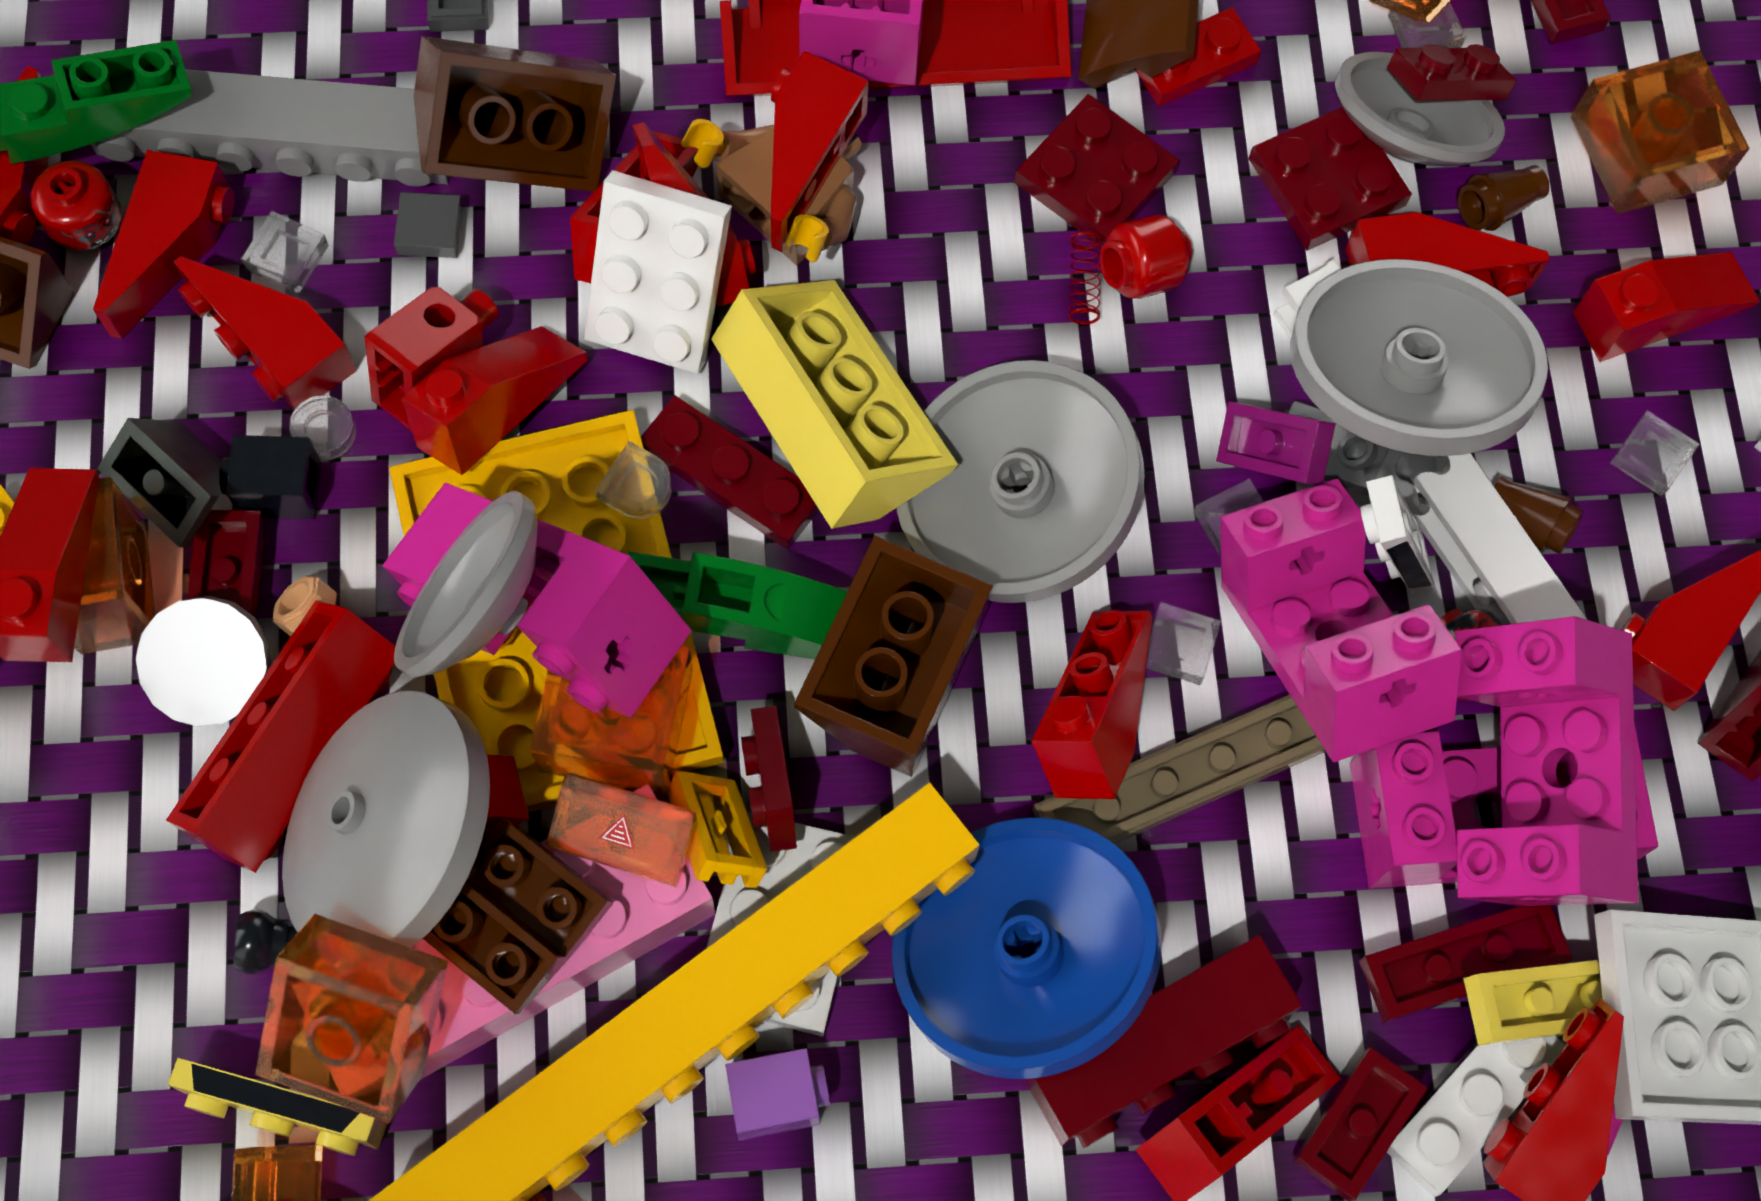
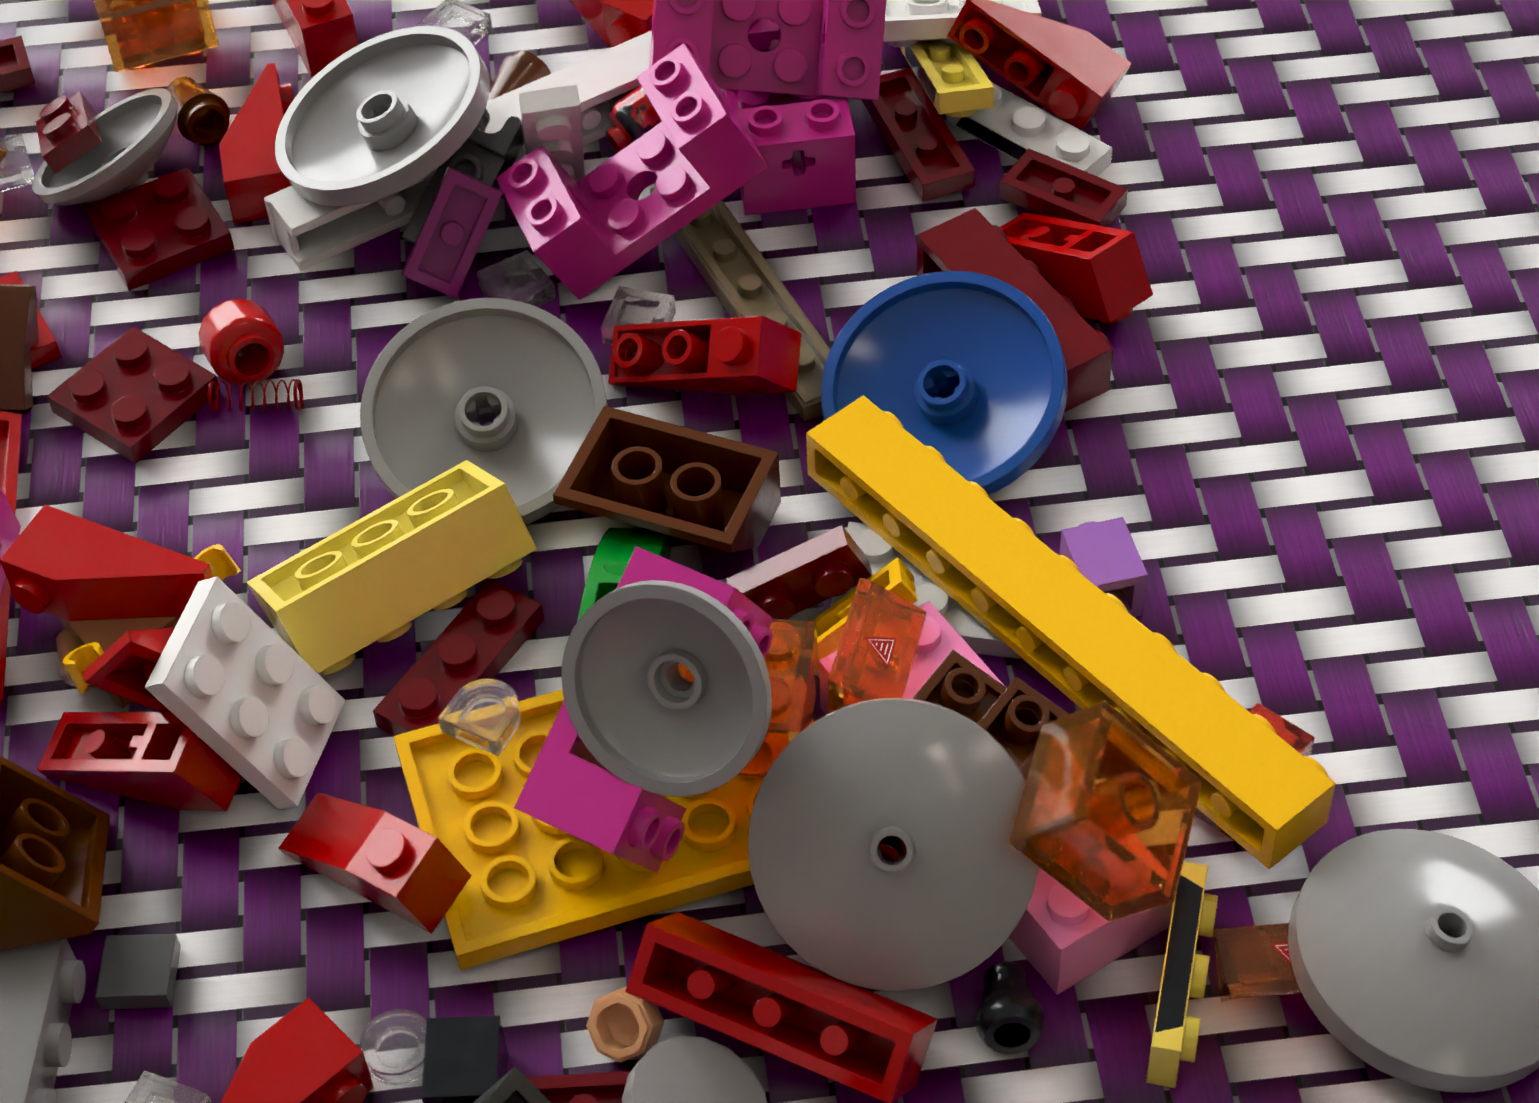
camera: 85 degrees left, 20 degrees down
(421, 338) = (325, 925): red torso -> none

